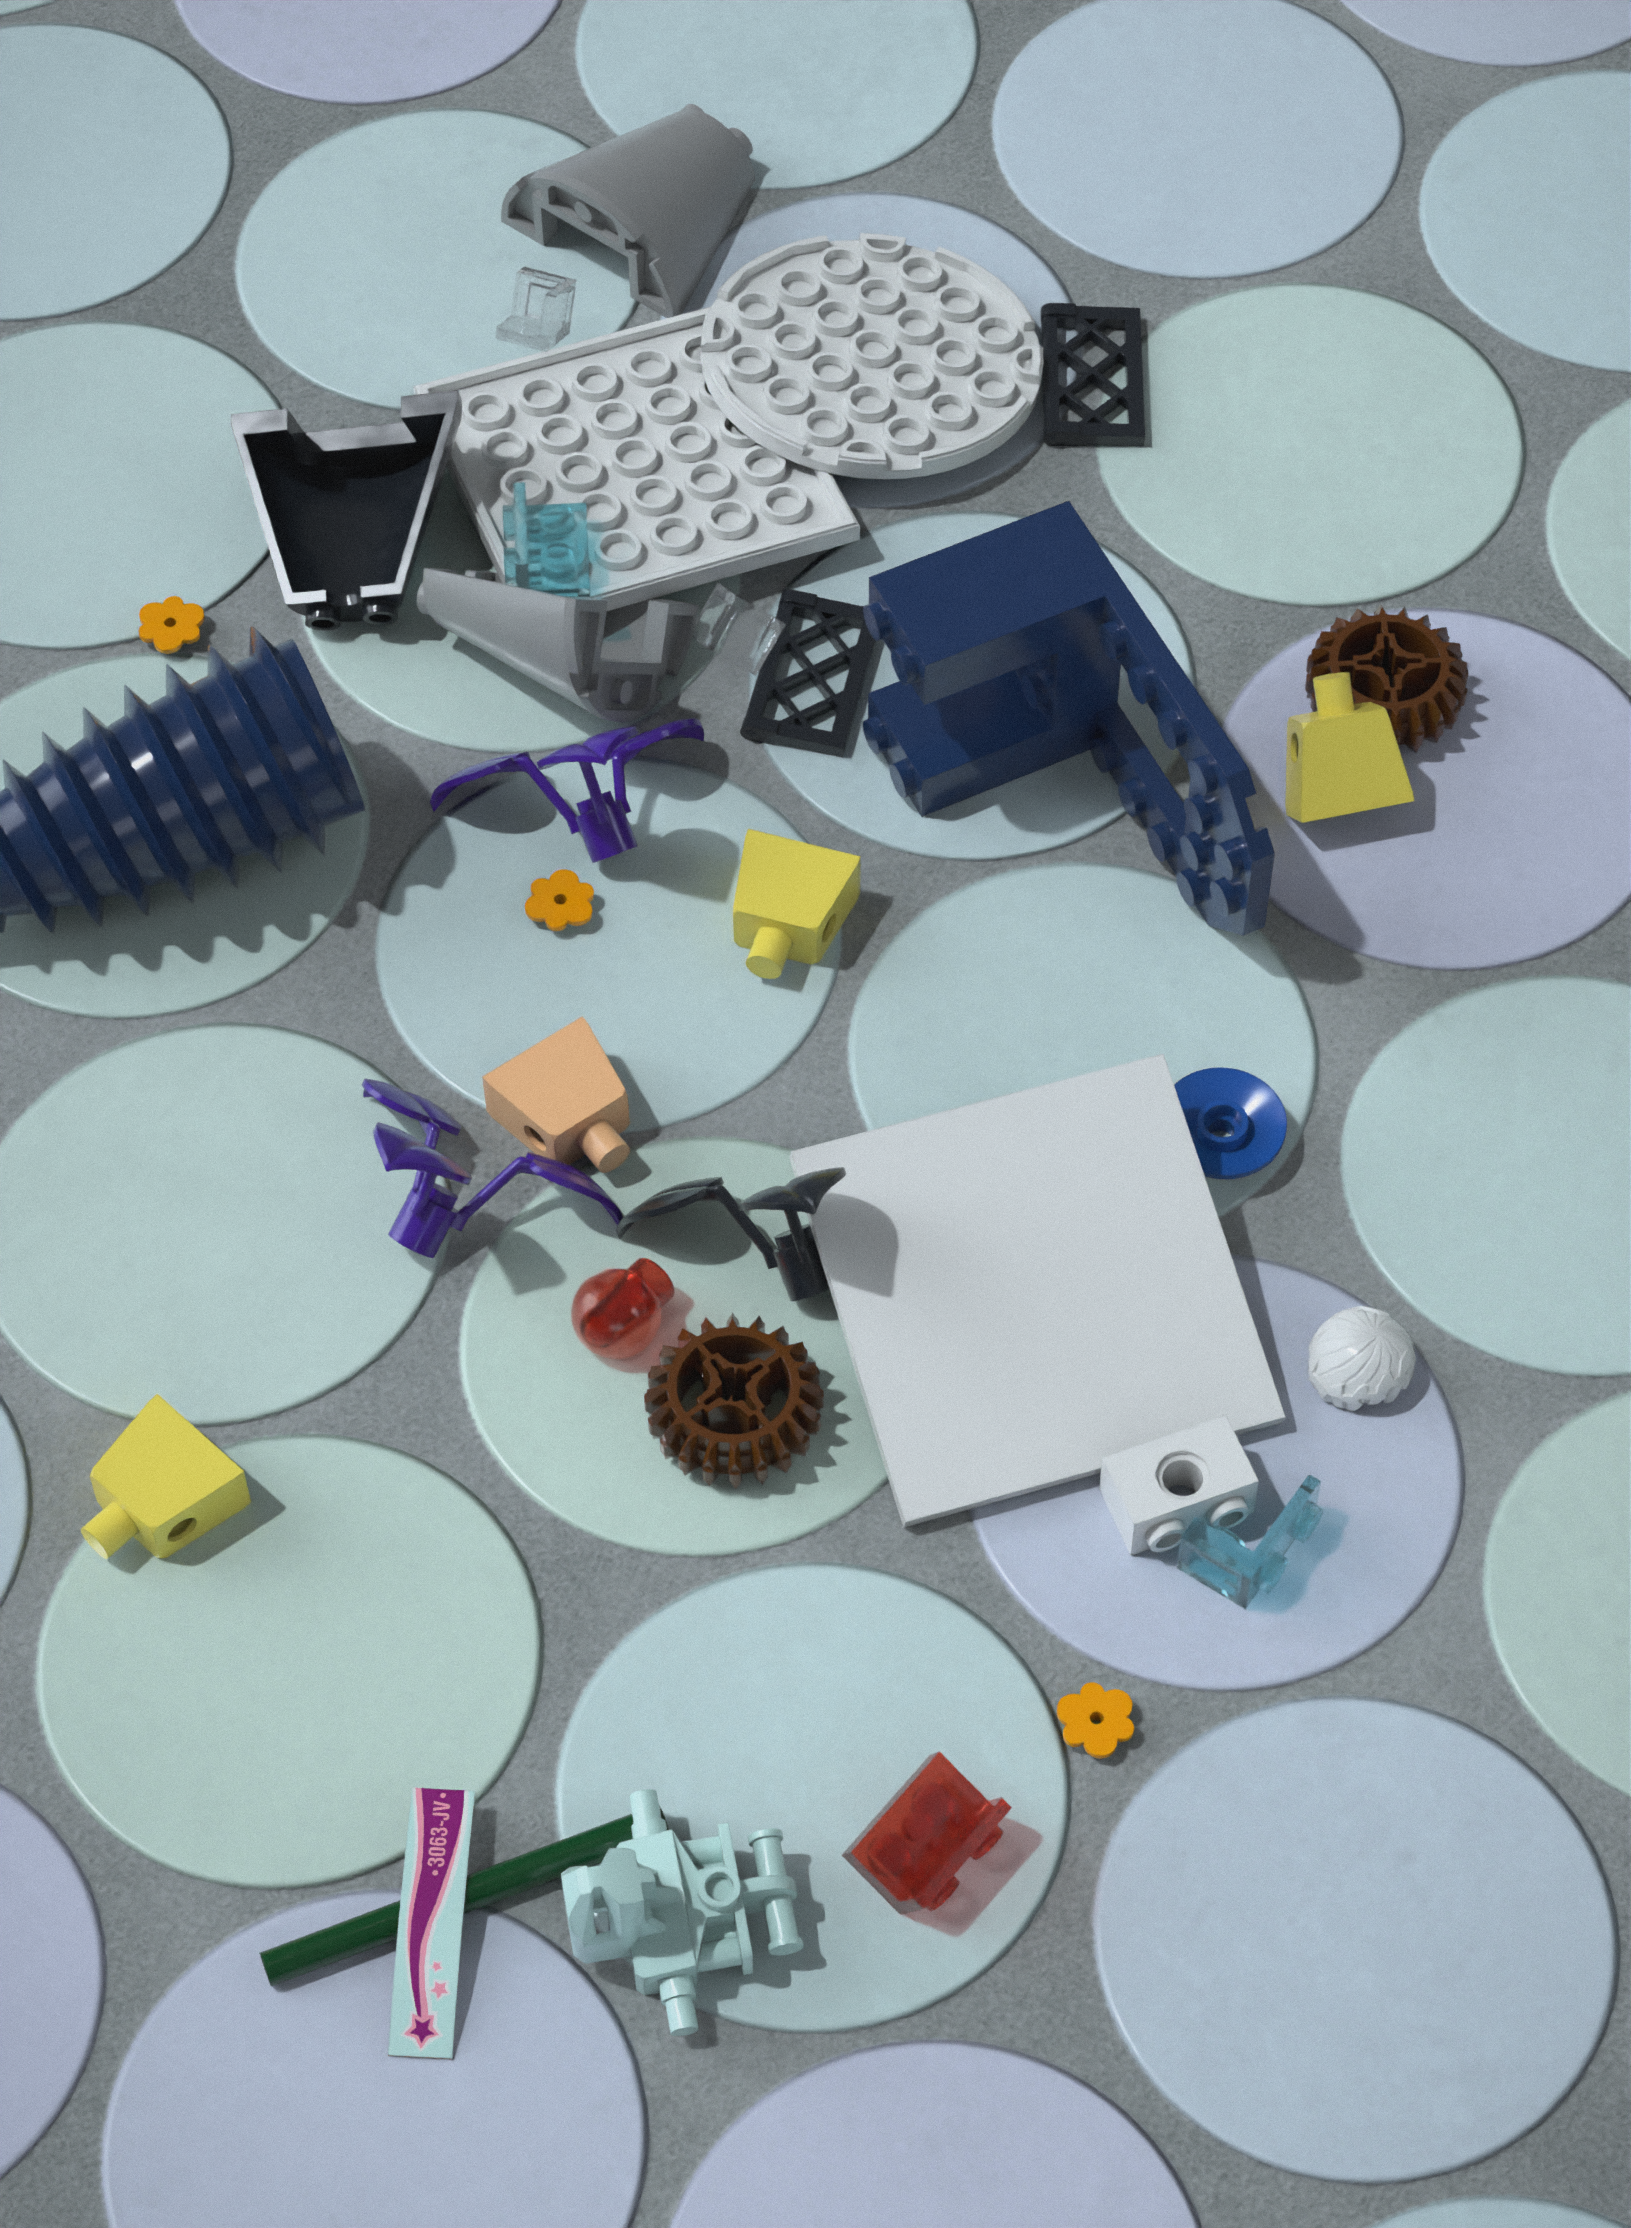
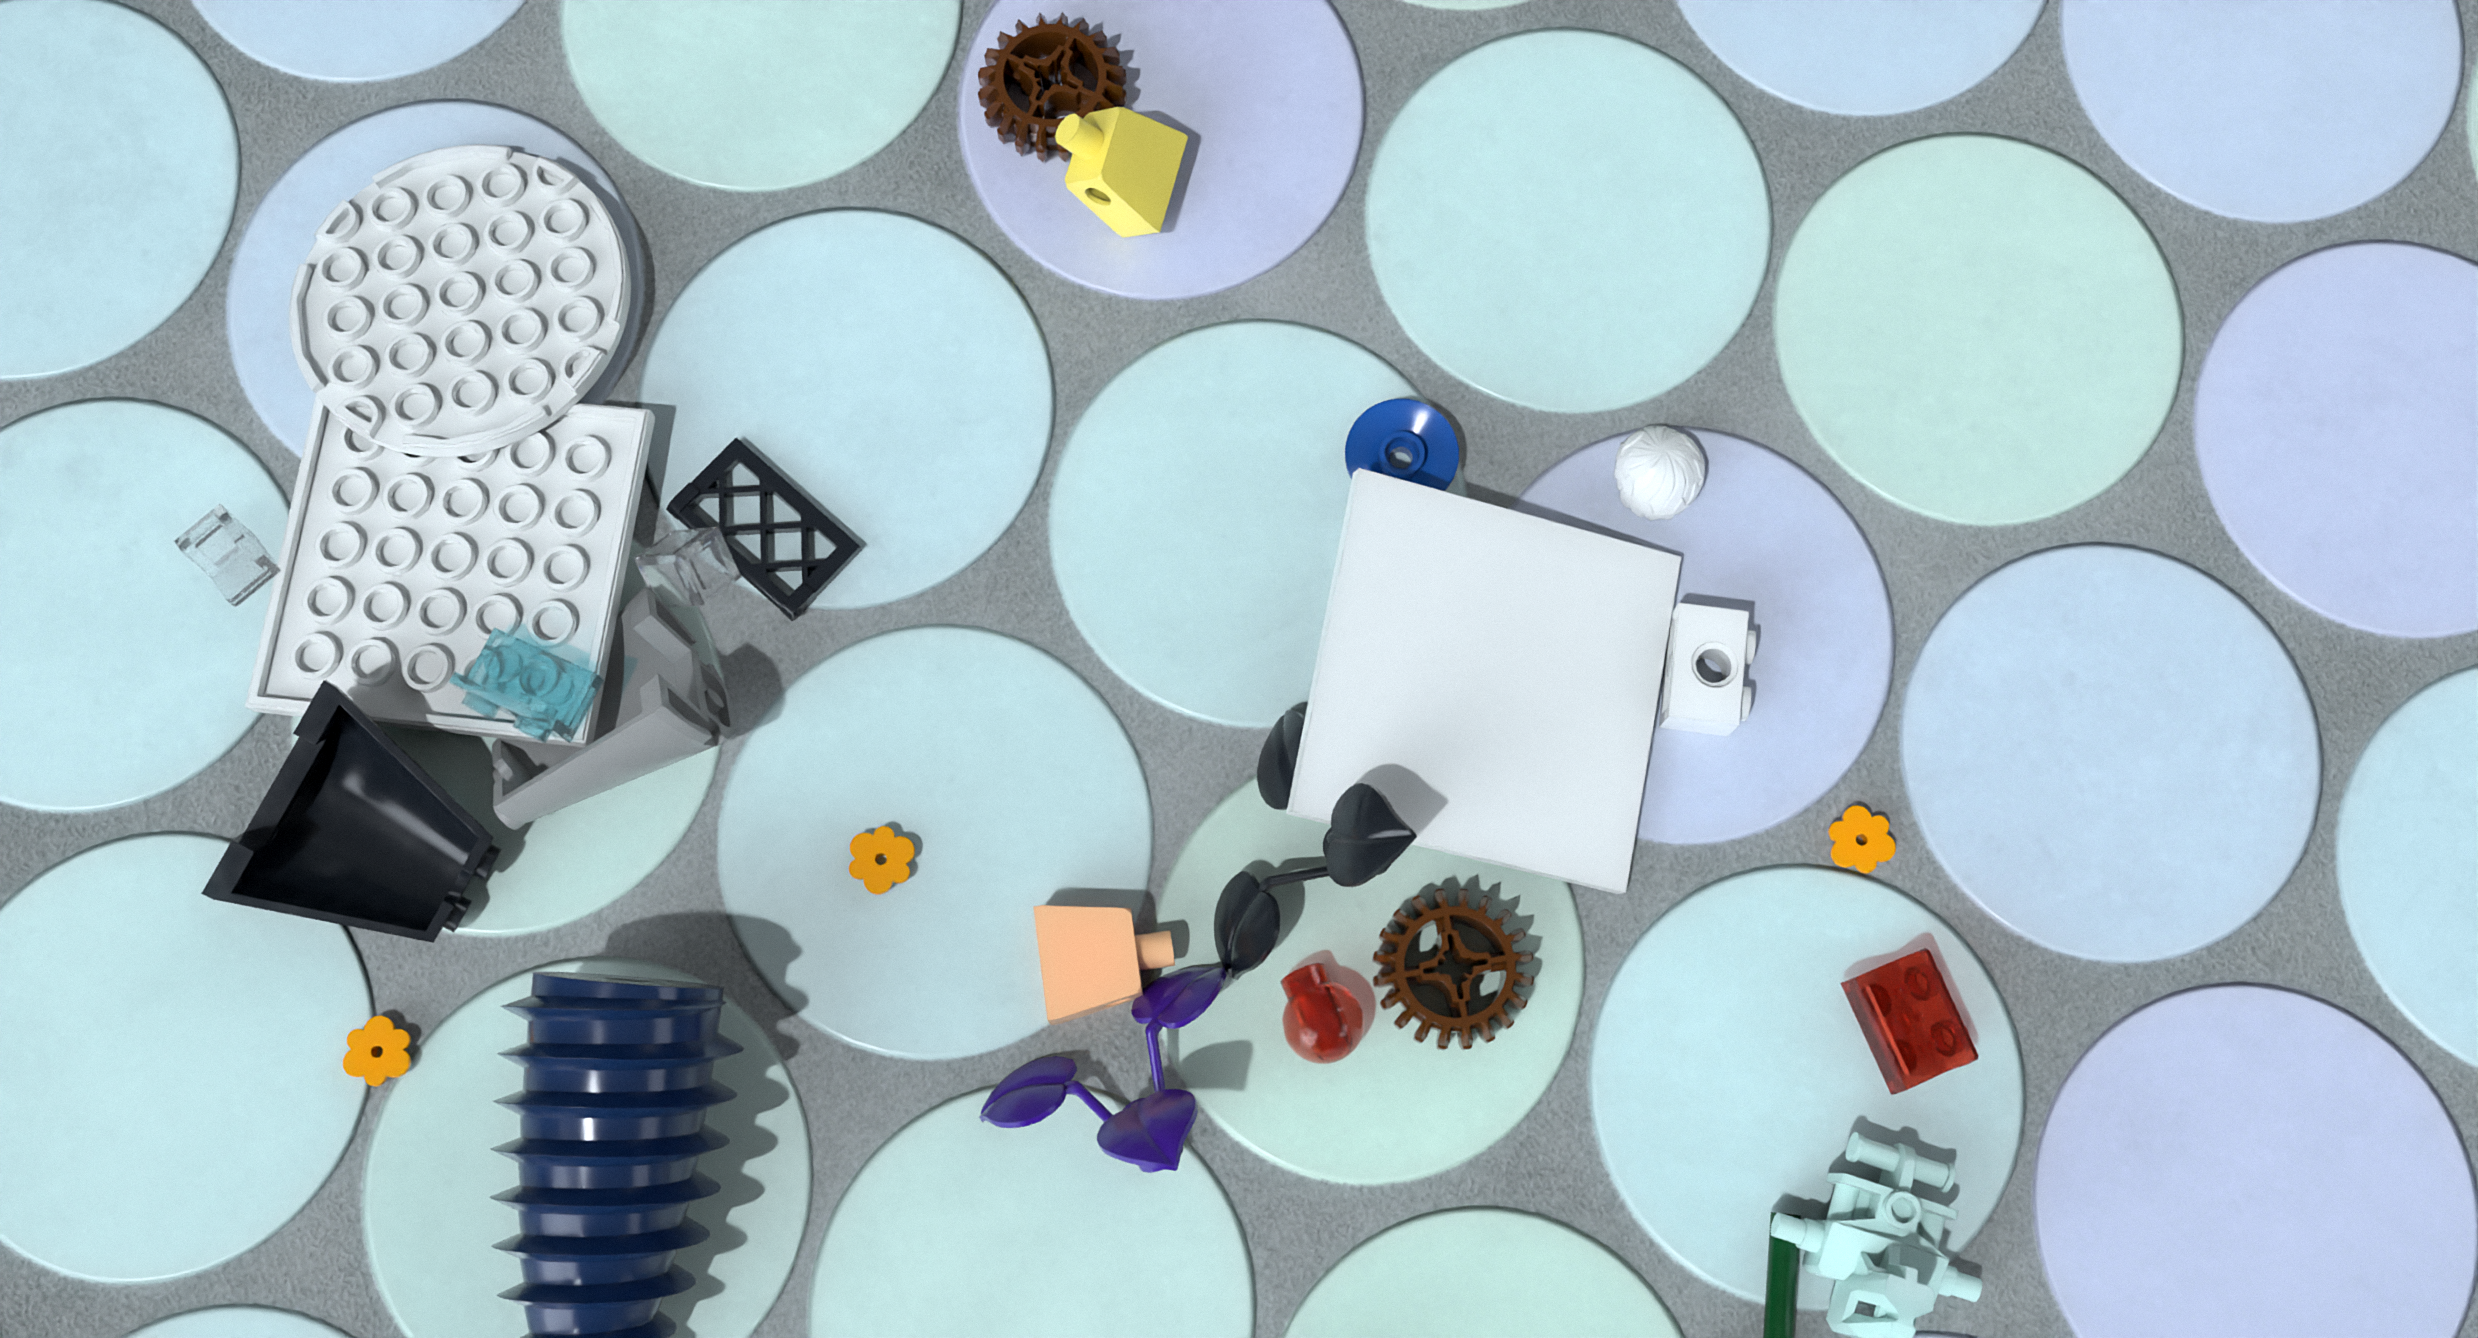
camera: 65 degrees left, 20 degrees up
(601, 819) = (818, 781): dark purple plant -> none
(648, 194) = (155, 393): light grey cone -> none
(791, 900) = (997, 674): light yellow torso -> none
(1017, 665) = (903, 341): dark blue bracket -> none
(1093, 427) = (586, 90): black window -> none
(1237, 1573) = (1803, 643): clear light blue bracket -> none

